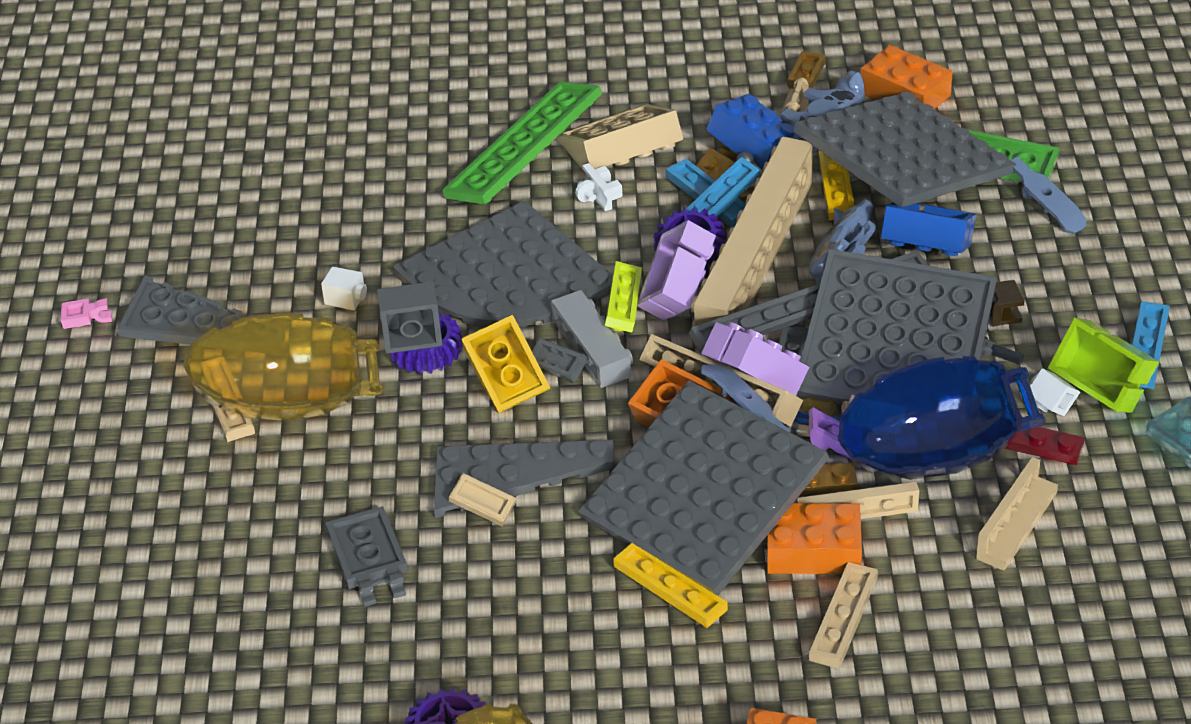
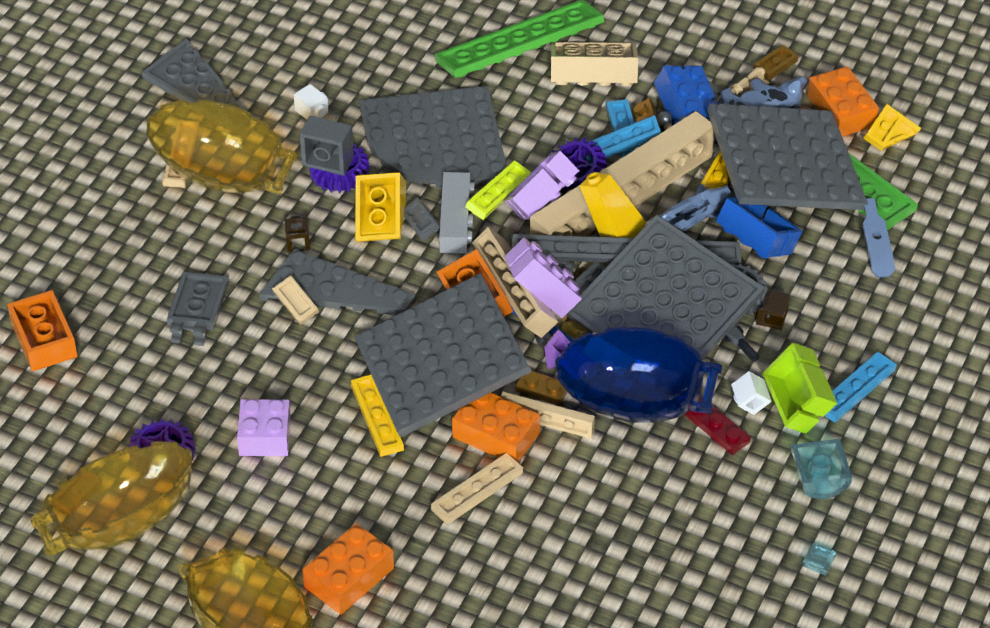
camera: 25 degrees right, 5 degrees up
(81, 312) = (127, 48): bright pink plate -> none
(205, 655) = (42, 330): none -> orange brick
(424, 424) = (296, 228): none -> dark brown window
(554, 651) = (264, 427): none -> lavender brick
(598, 187) = (550, 96): white hips -> none
(741, 392) = (510, 301): sand blue piece -> none
(772, 261) = (610, 207): none -> yellow slope
(971, 89) = (890, 129): none -> yellow wing
(1015, 517) = (652, 473): tan fence -> none

